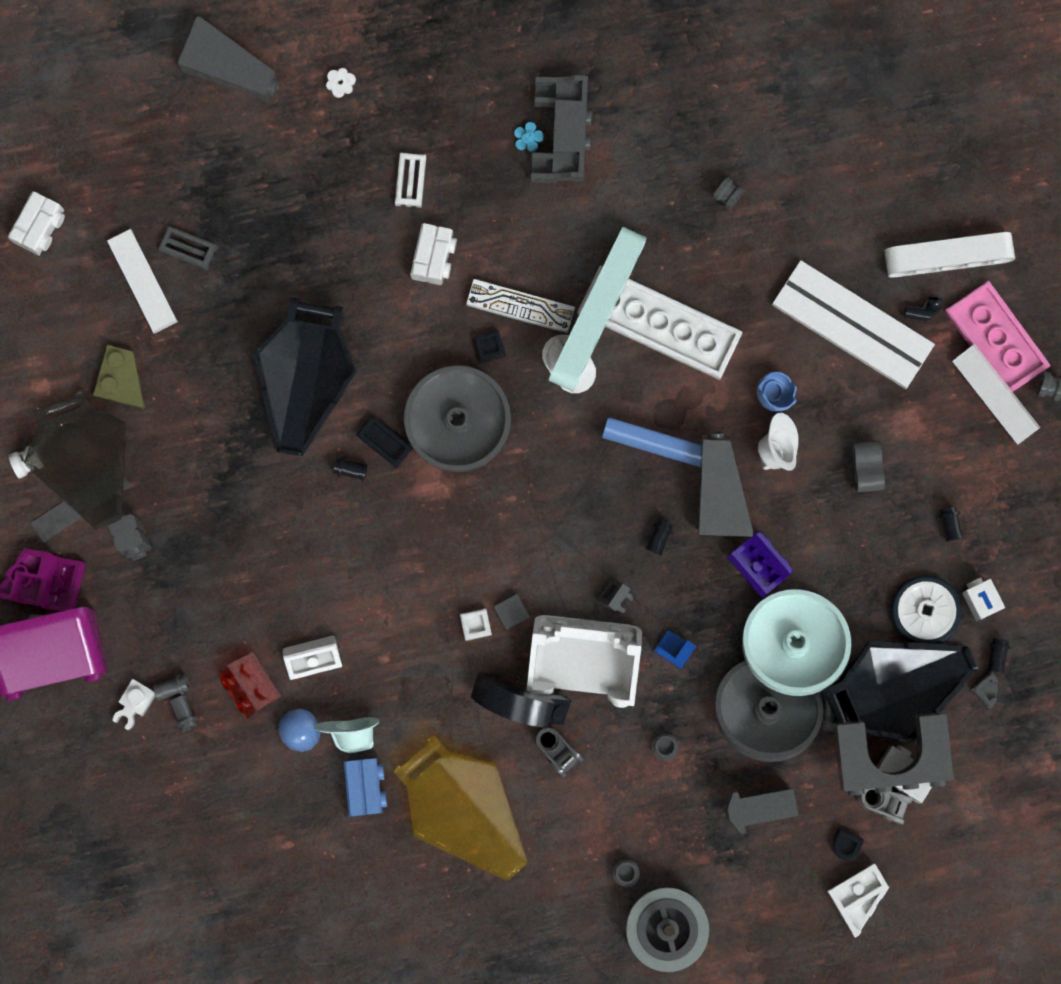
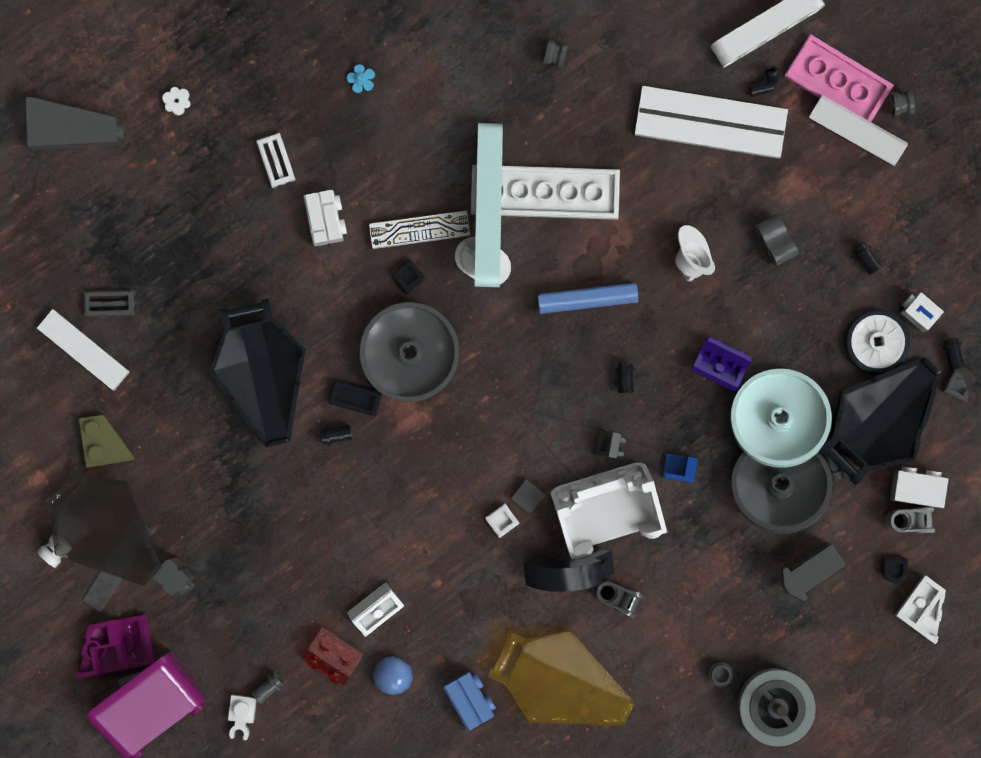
camera: 25 degrees left, 5 degrees up
(183, 713) = (288, 705): dark grey pin -> none
(350, 735) = (438, 660): light aqua piece -> none
(569, 99) = (399, 66): dark grey bracket -> none
(665, 747) = (707, 554): dark grey plate -> none
(721, 495) = (662, 319): dark grey slope -> none
(776, 391) = (671, 209): medium blue hair -> none
(930, 765) = (938, 474): dark grey arch -> none

